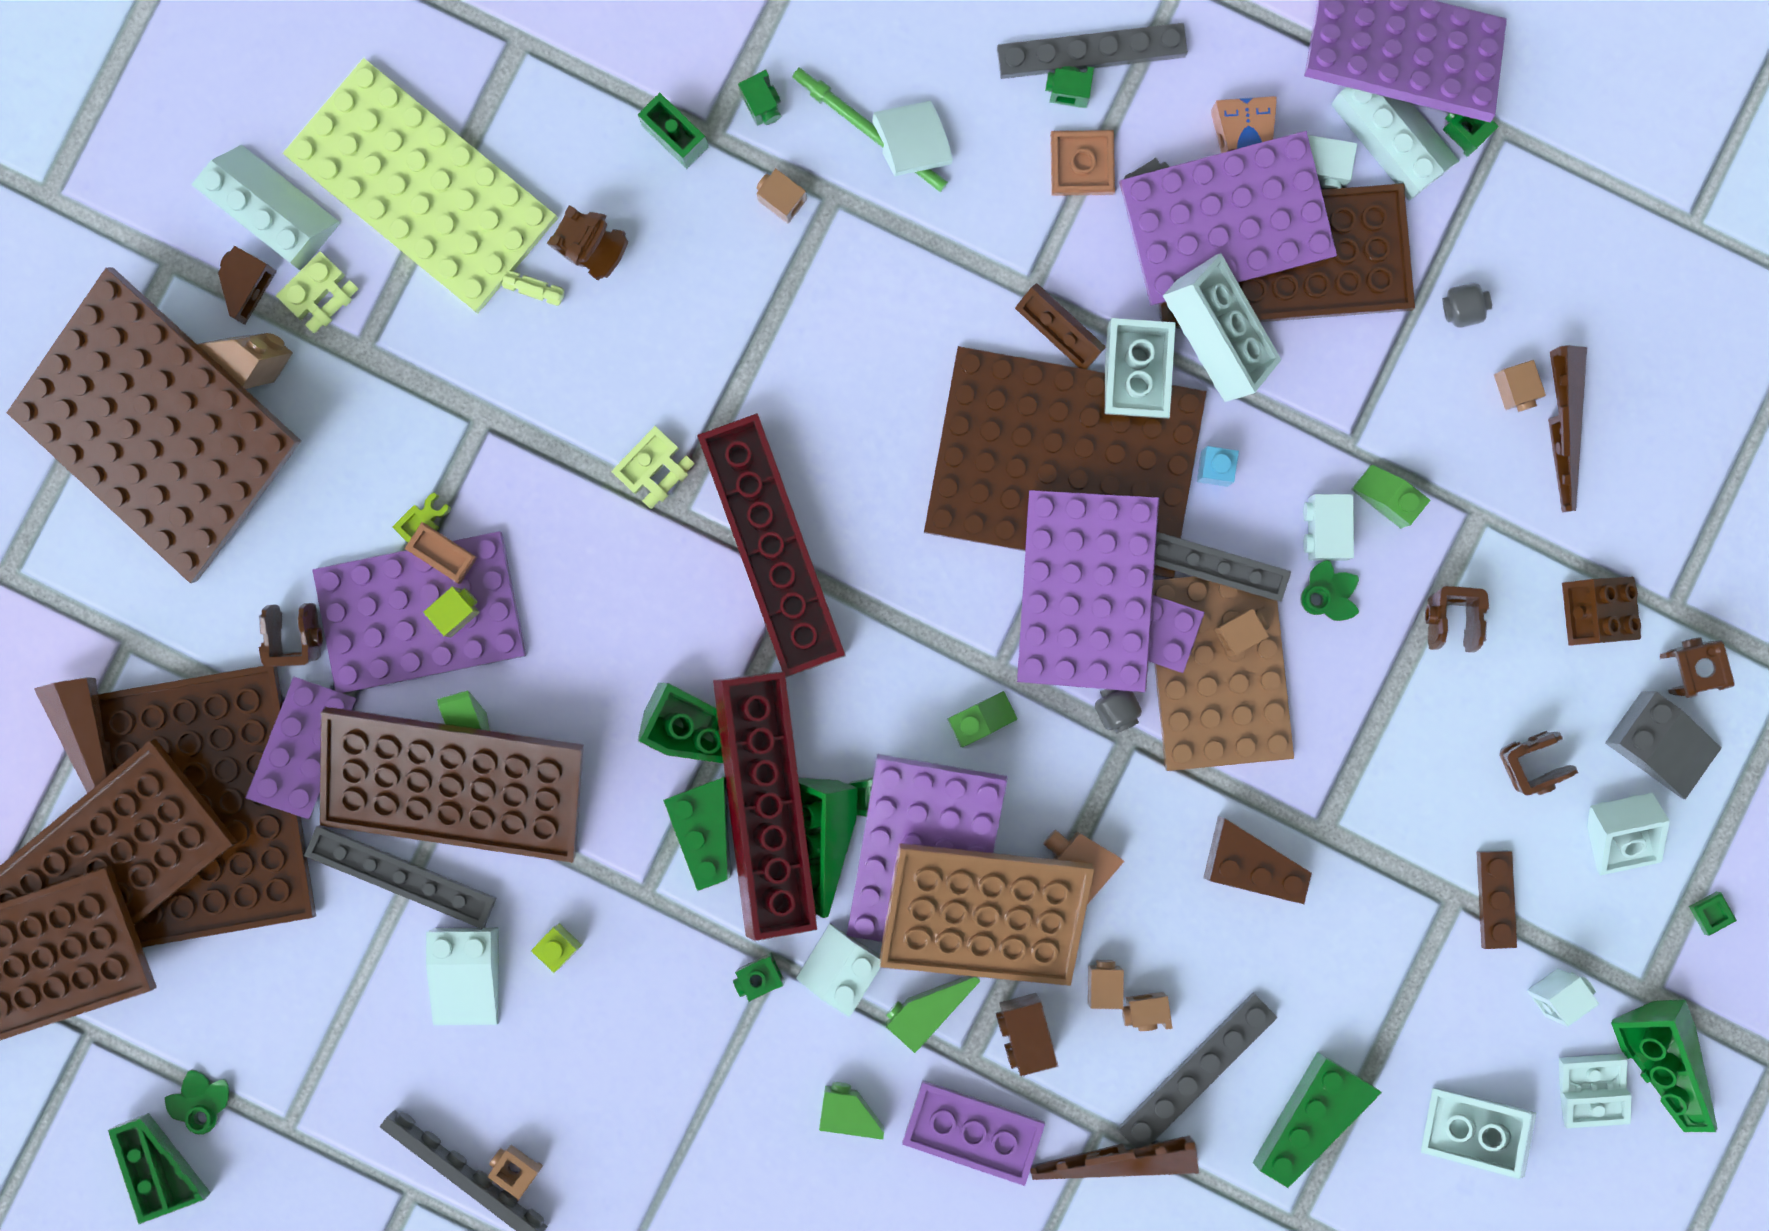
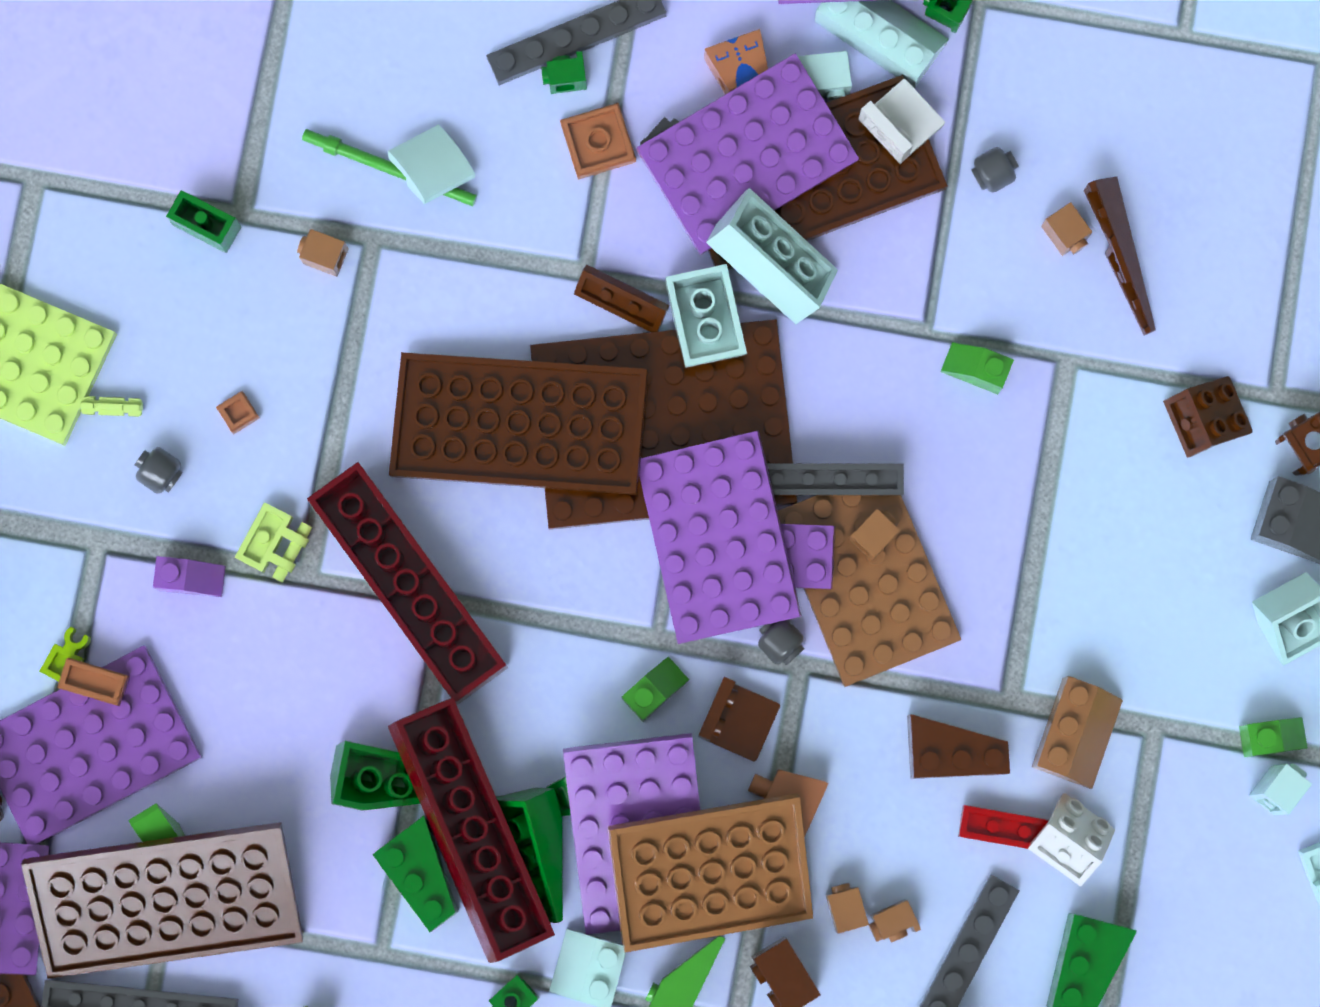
camera: 15 degrees left, 5 degrees down
(452, 611) = (120, 733): lime brick -> none
(560, 364) = (158, 470): none -> dark grey head
(561, 477) = (188, 577): none -> medium lavender slope
(587, 244) = (151, 349): reddish brown piece -> none
(654, 329) = (237, 412): none -> nougat tile
(760, 98) = (278, 168): green brick -> none
(925, 420) = (519, 423): none -> reddish brown plate
(1054, 773) = (739, 720): none -> reddish brown bracket
(1217, 466) = (807, 386): medium azure brick -> none
(1284, 955) = (999, 827): none -> red plate
(1329, 527) = (929, 412): light aqua brick -> none
(1333, 591) = (952, 471): green plate -> none
(1346, 986) = (1073, 840): none -> white bracket
(1379, 880) = (1077, 732): none -> medium nougat slope
(1390, 229) = (901, 120): none -> white bracket
(1476, 605) = (1070, 441): reddish brown piece -> none
(1478, 1133) = (1243, 943): light aqua slope -> none
(1496, 899) = (1193, 717): reddish brown plate -> none
(1543, 784) = (1201, 595): reddish brown piece -> none
(1568, 942) = (1273, 737): none -> bright green slope

